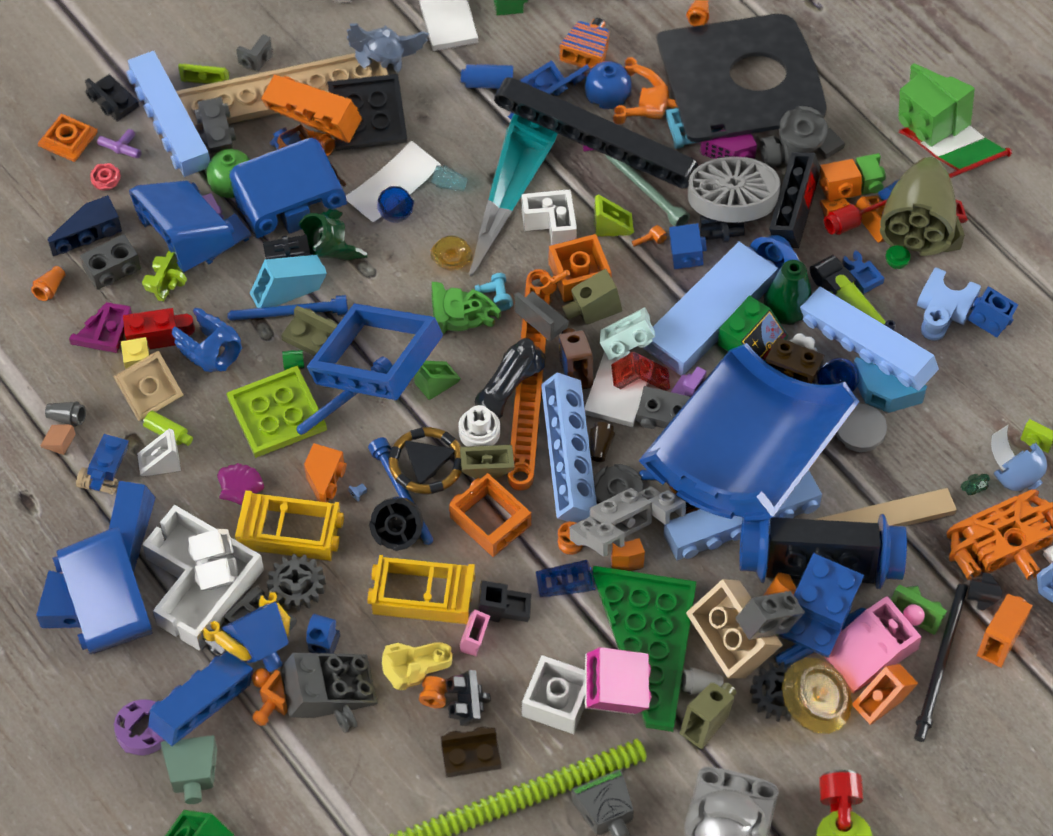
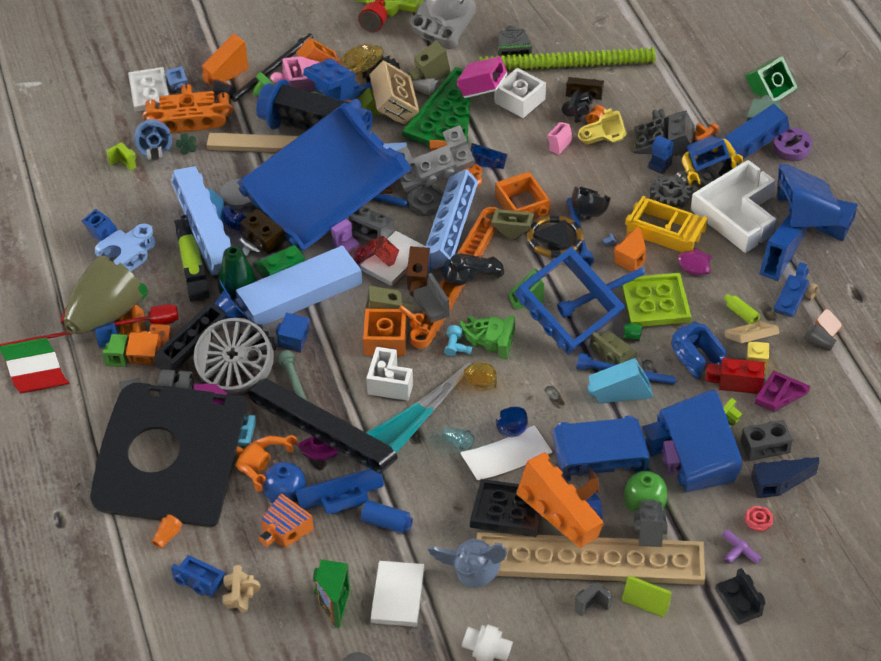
camera: 160 degrees left, 10 degrees down
(47, 285) = (823, 437): orange cone -> none
(71, 146) = (788, 578): orange piece -> none
(160, 456) = (751, 289): white slope -> none
(168, 114) = (691, 545): light blue brick -> none
(210, 546) = (726, 198): white piece -> none
(286, 247) = (614, 404): black hips -> none
(327, 236) = (577, 402): dark green helmet -> none
(456, 598) = (557, 170): yellow door -> none
(479, 427) = (510, 239): white piece -> none
(503, 603) = (536, 148): black brick -> none
(600, 440) = (423, 226): dark brown cone -> none
(611, 218) = (341, 369): lime slope -> none
(627, 334) = (373, 269): light aqua plate -> none
(656, 233) = (309, 354): orange hand -> none
(769, 615) = (373, 66): dark grey brick -> none
(803, 129) = (152, 374): dark grey tile -> none
(866, 273) = (171, 284): blue plate -> none
(935, 105) = (35, 366): bright green piece -> none

